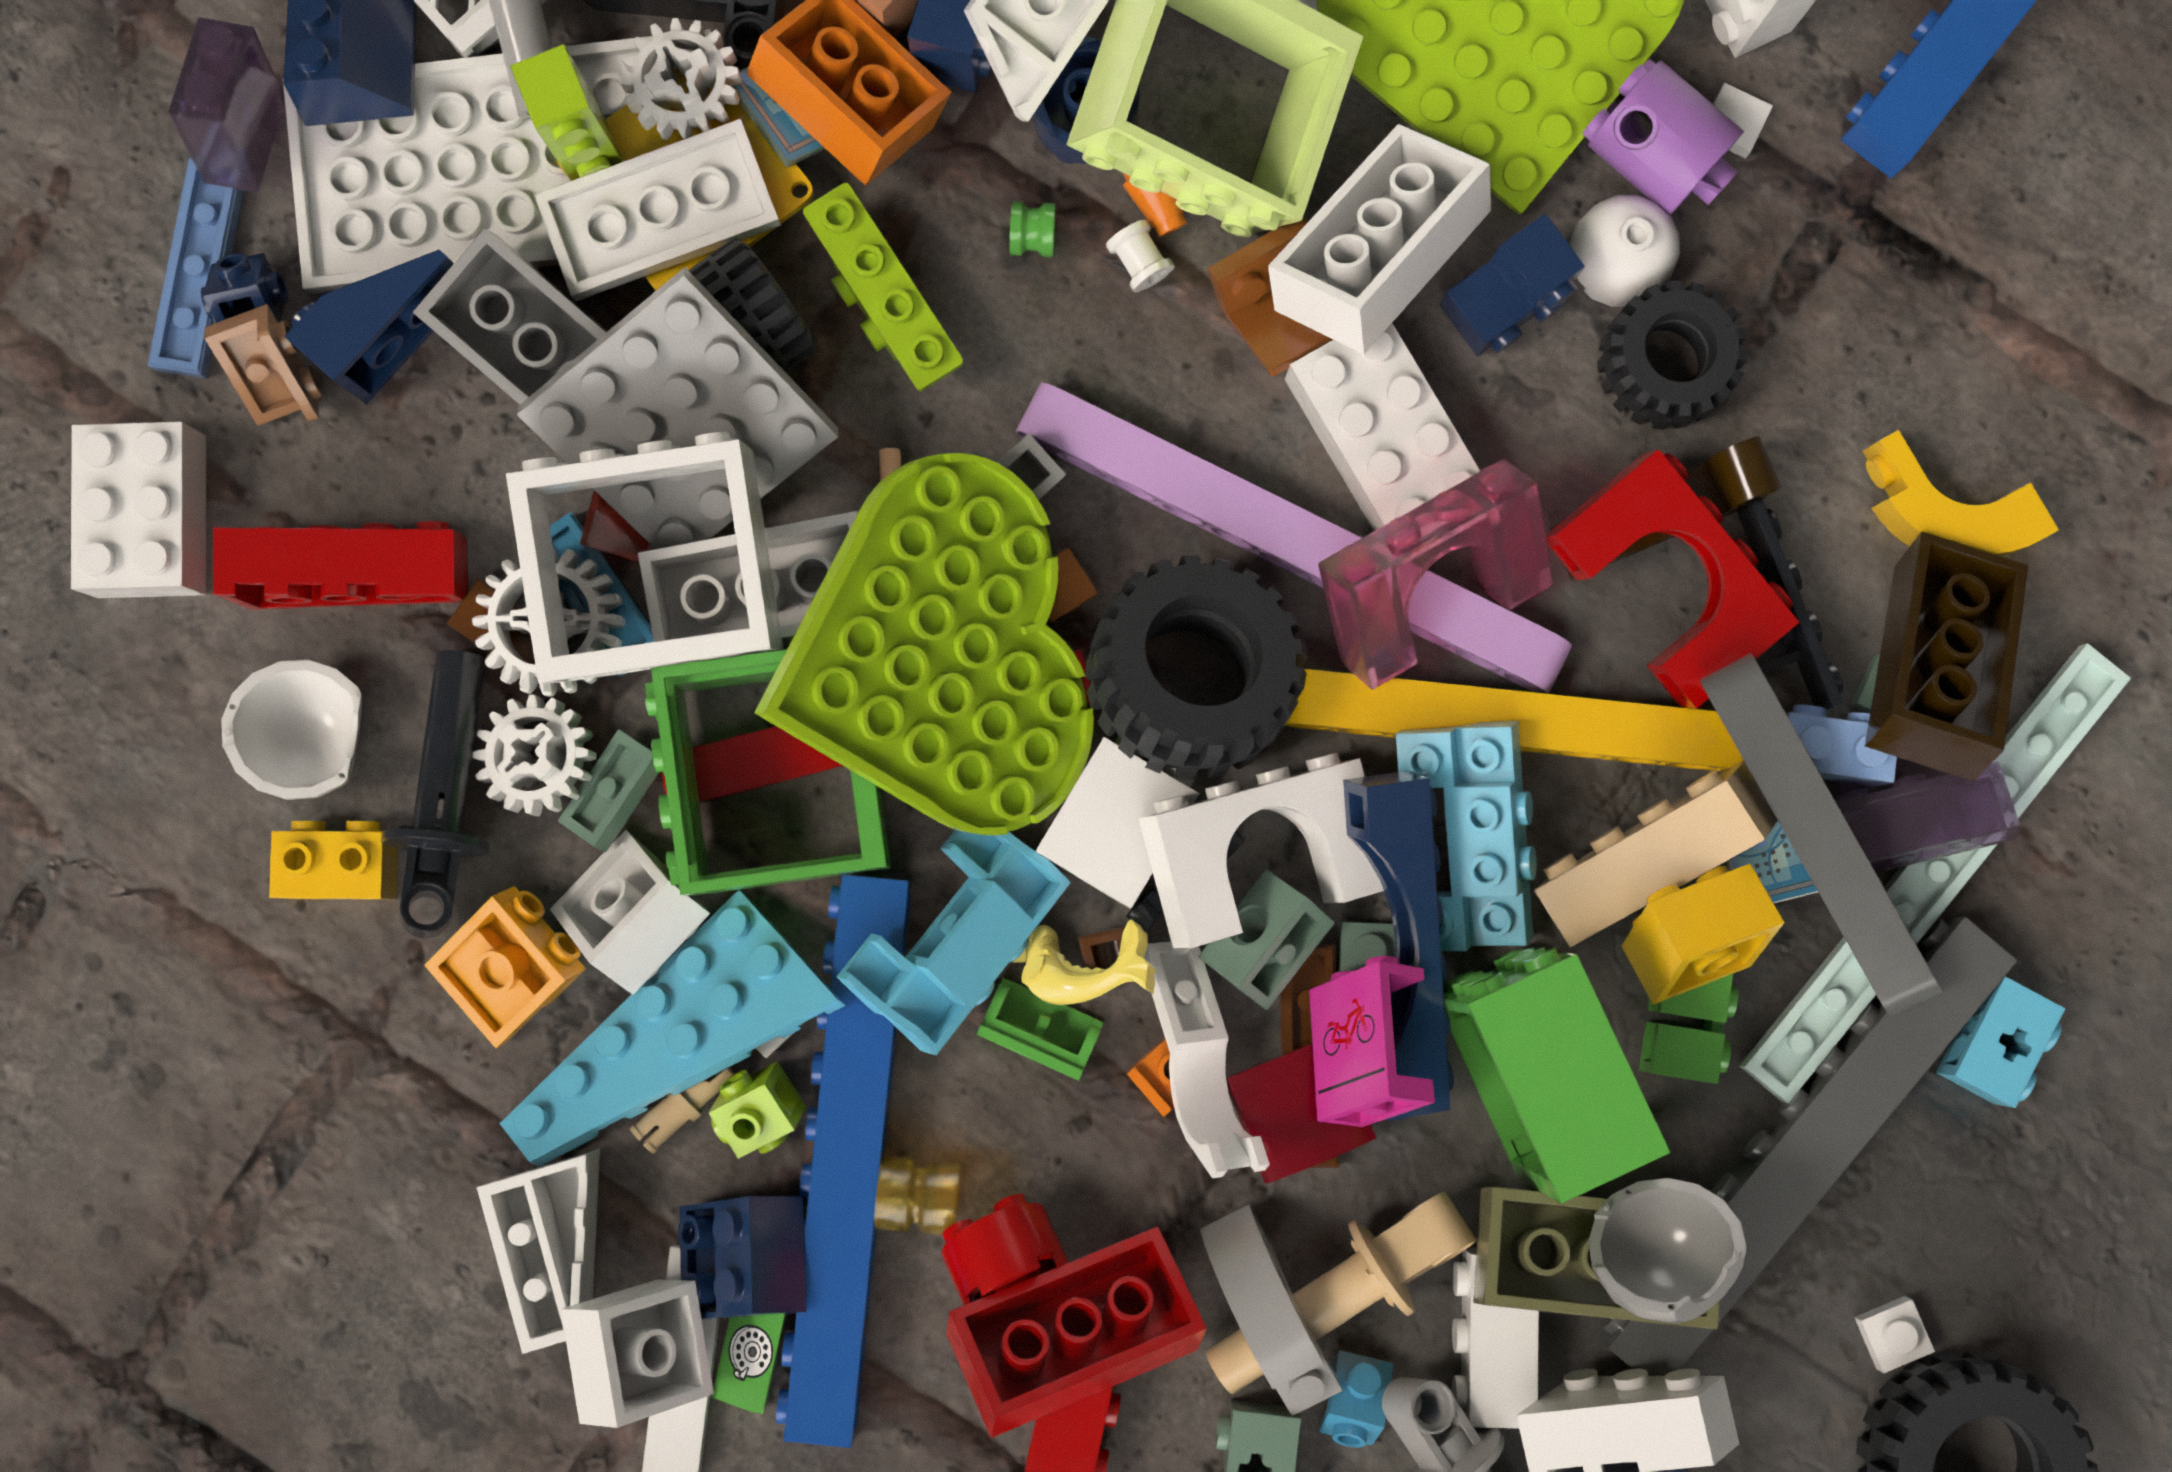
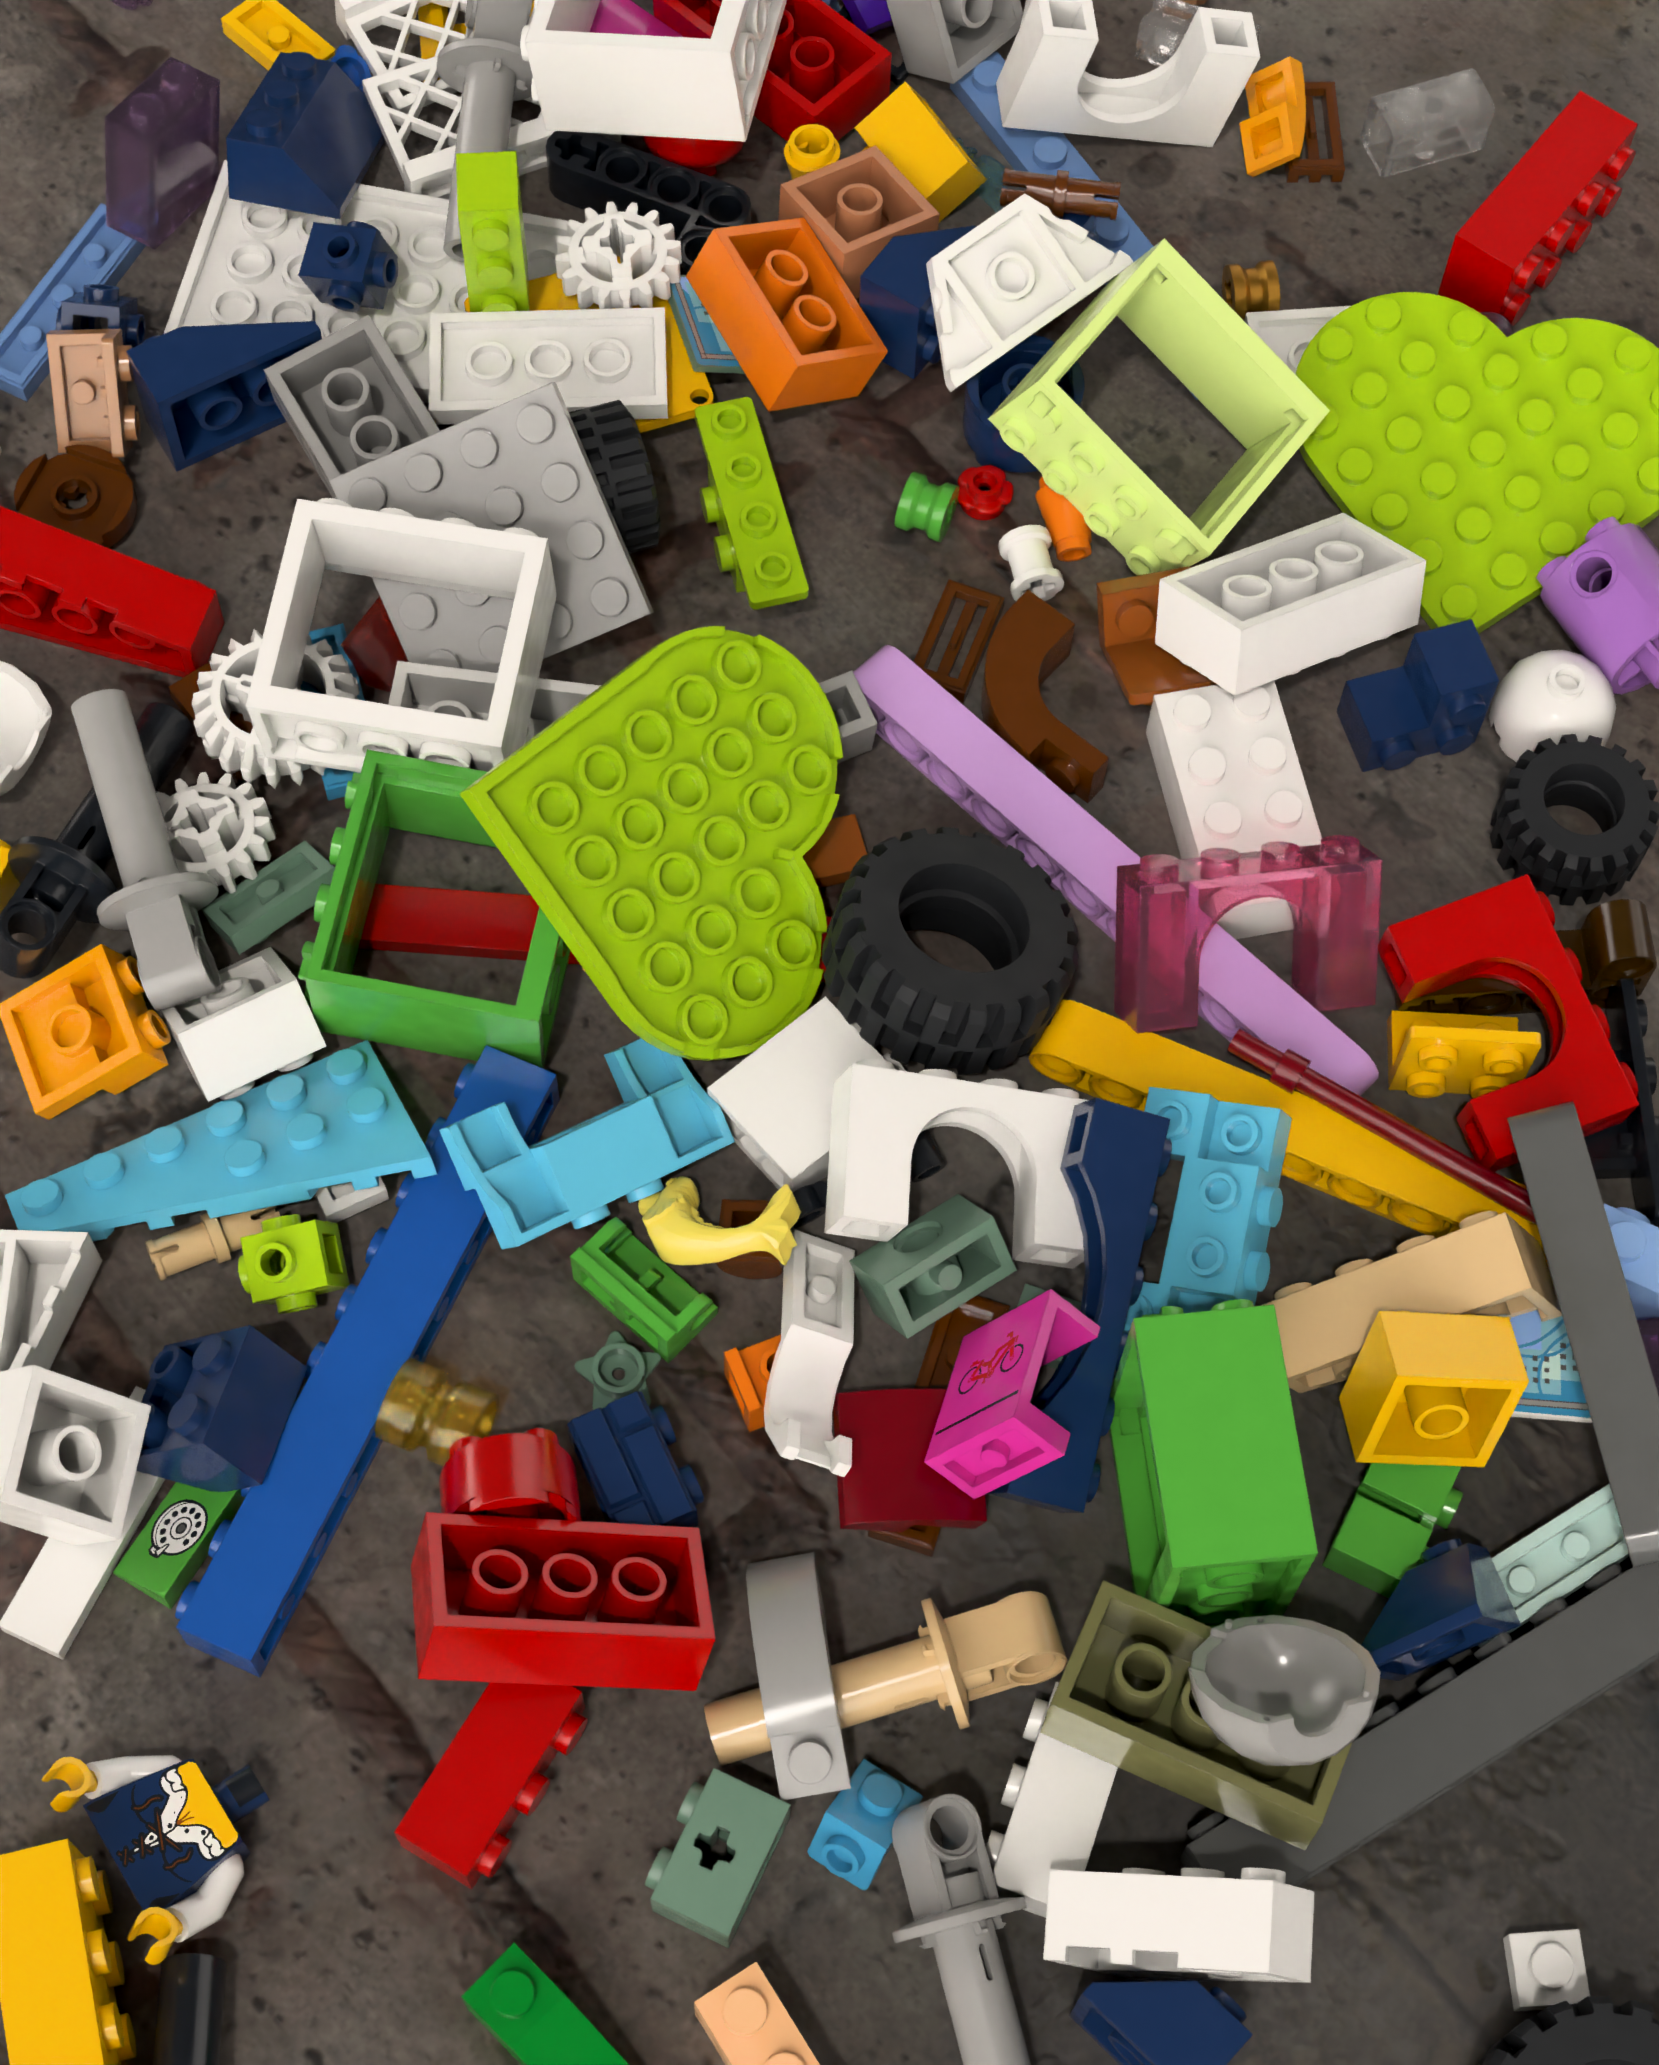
camera: 15 degrees right, 20 degrees down
(273, 447) = (86, 470): none -> reddish brown plate
(443, 167) = (349, 266): none -> dark blue brick
(523, 843) = (156, 898): none -> light grey piece
(1041, 1117) = (615, 1356): none -> sand green plate
(1080, 205) = (984, 504): none -> red plate
(1088, 1187) = (631, 1465): none -> dark blue brick
(1096, 393) = (974, 597): none -> reddish brown tile
(1165, 396) = (1019, 658): none -> reddish brown arch
(1507, 679) = (1292, 1072): none -> dark red bar
(1628, 598) = (1456, 1053): none -> yellow bracket
(1753, 1106) = (1440, 1611): none -> dark blue slope

